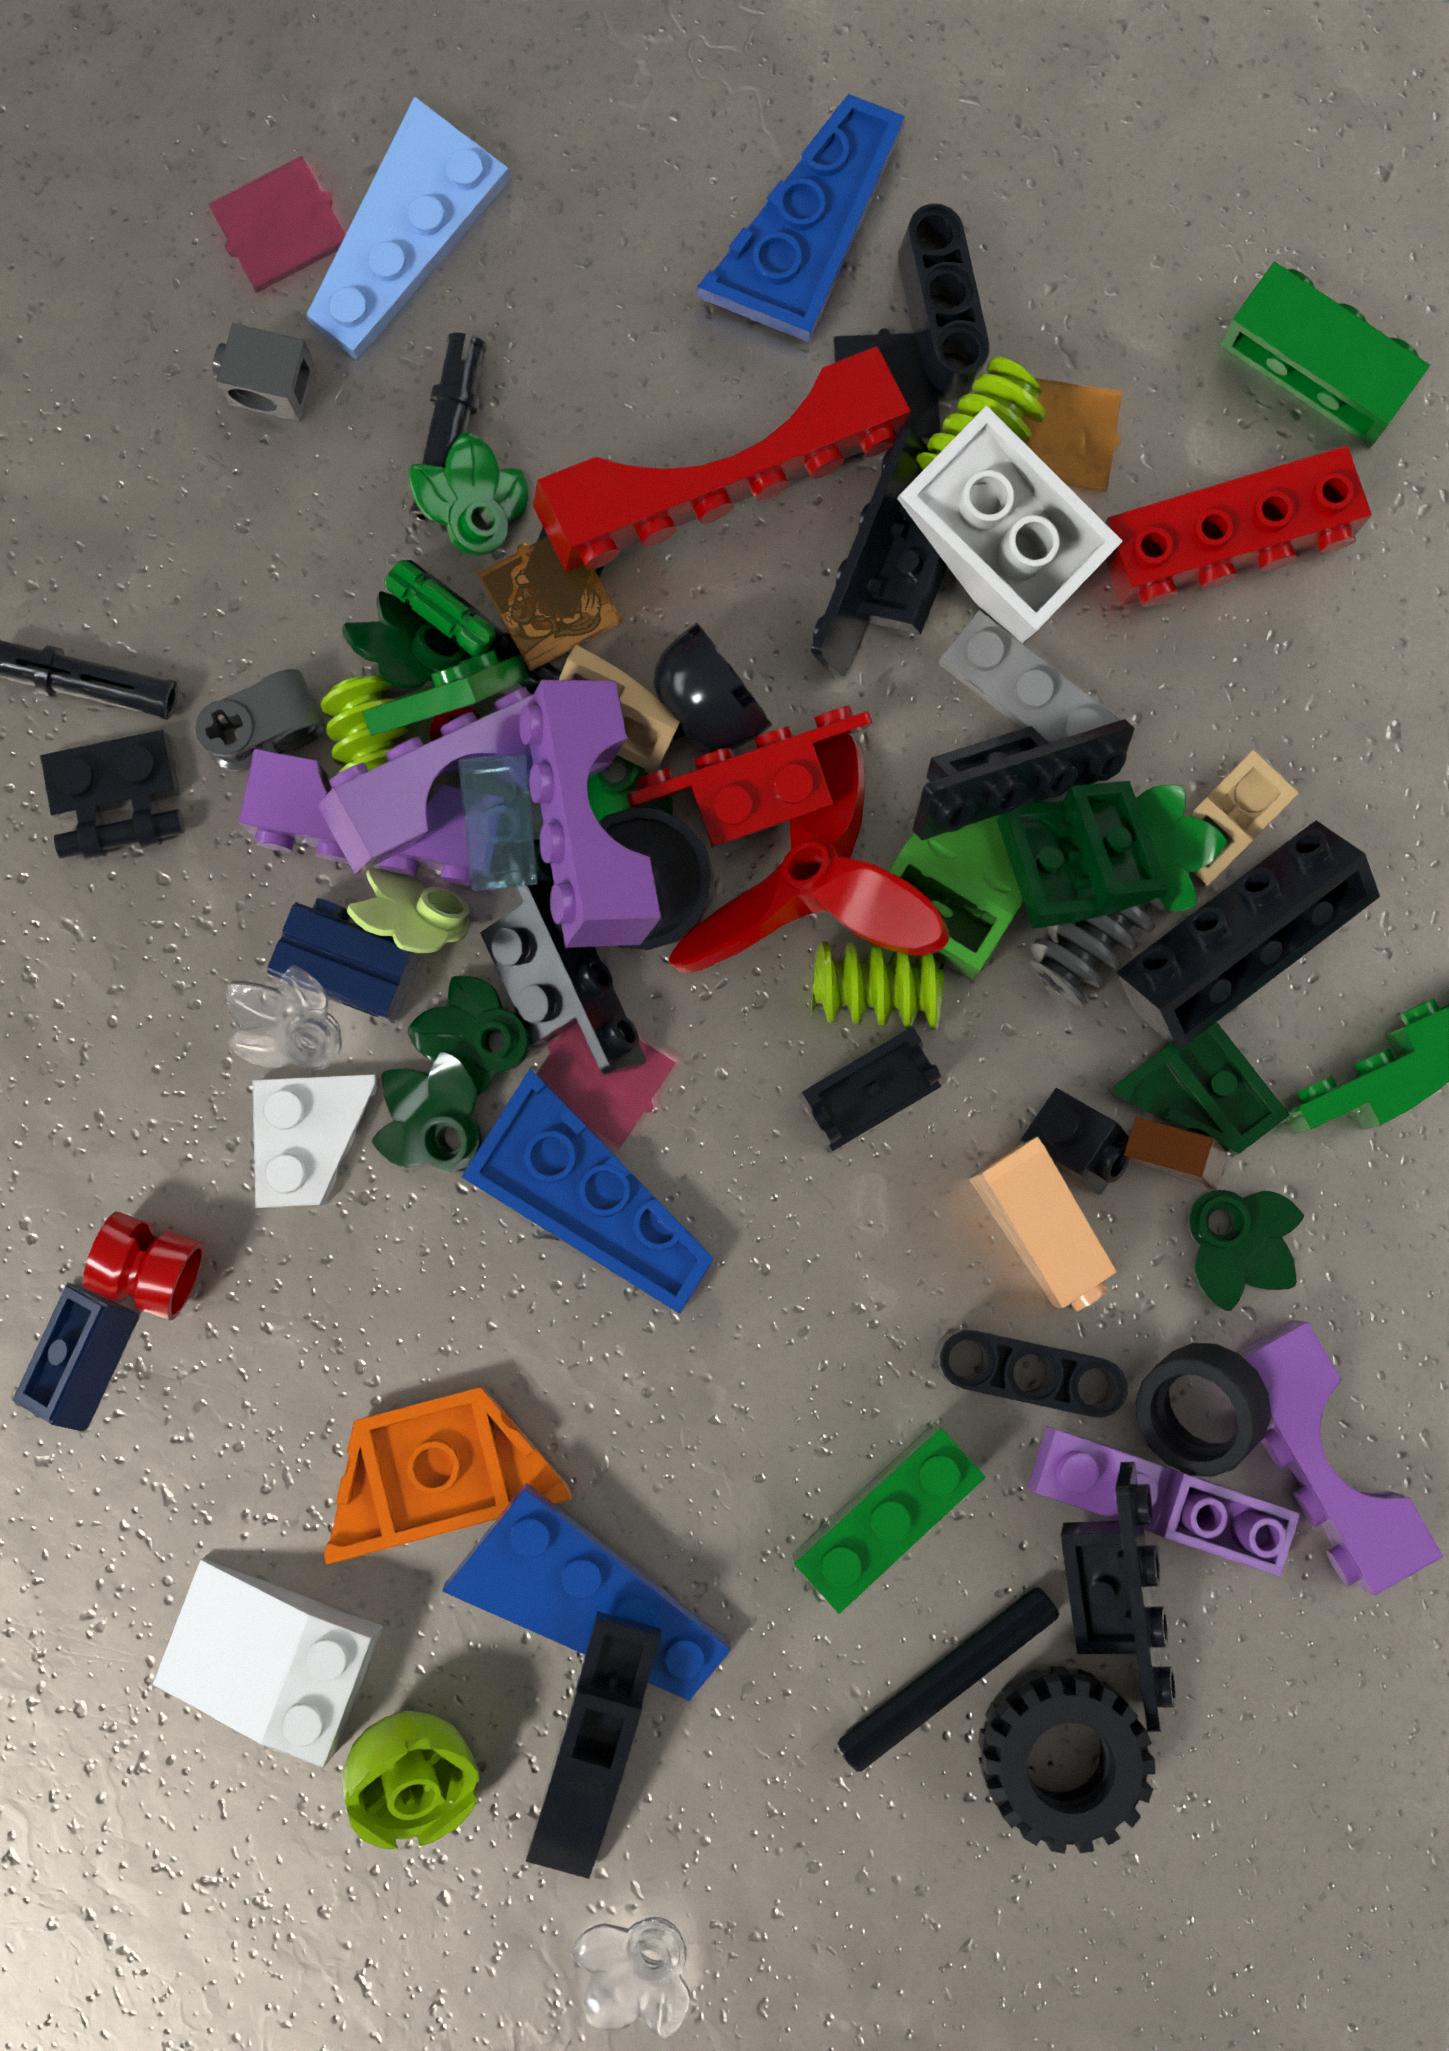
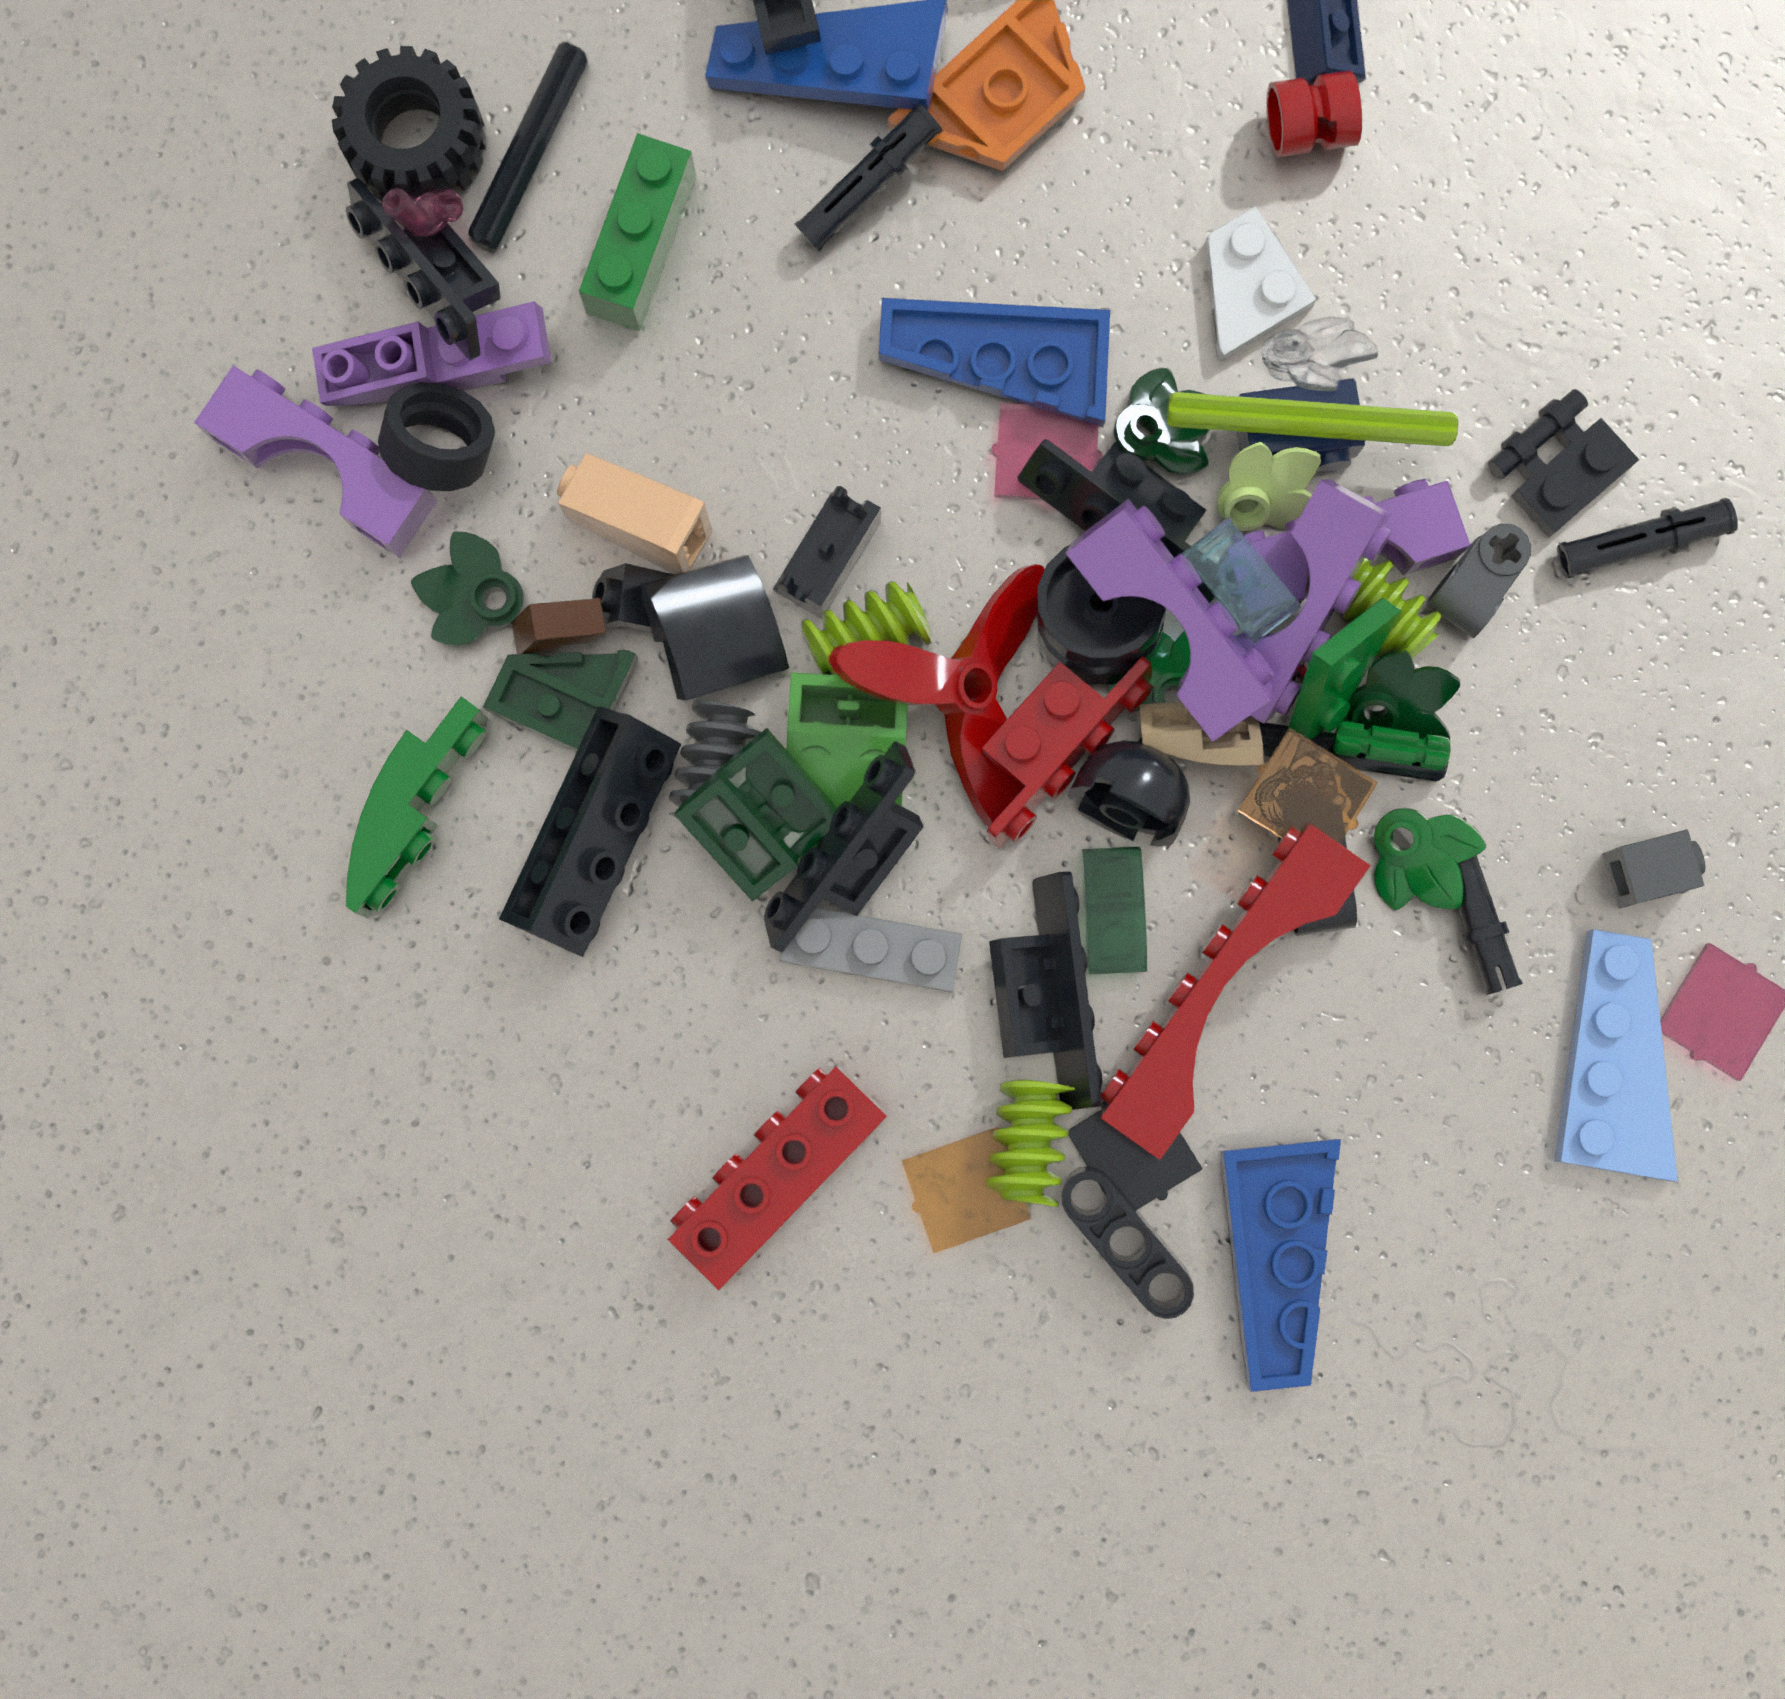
camera: 145 degrees right, 0 degrees up
(334, 947) = (1312, 419): none -> lime axle
(423, 1110) = (1166, 349): dark green plate -> none
(549, 1466) = (869, 176): none -> black pin
(785, 603) = (1114, 910): none -> clear green slope
(1007, 525) = (967, 1059): white slope -> none
(1023, 1069) = (714, 627): none -> black slope
(1061, 1378) = (557, 391): black beam -> none
(1098, 1653) = (424, 213): none -> clear pink arm
(1180, 842) = (688, 876): green plate -> none
(1243, 808) = (653, 931): tan slope -> none
(1324, 353) = (778, 1376): green brick -> none

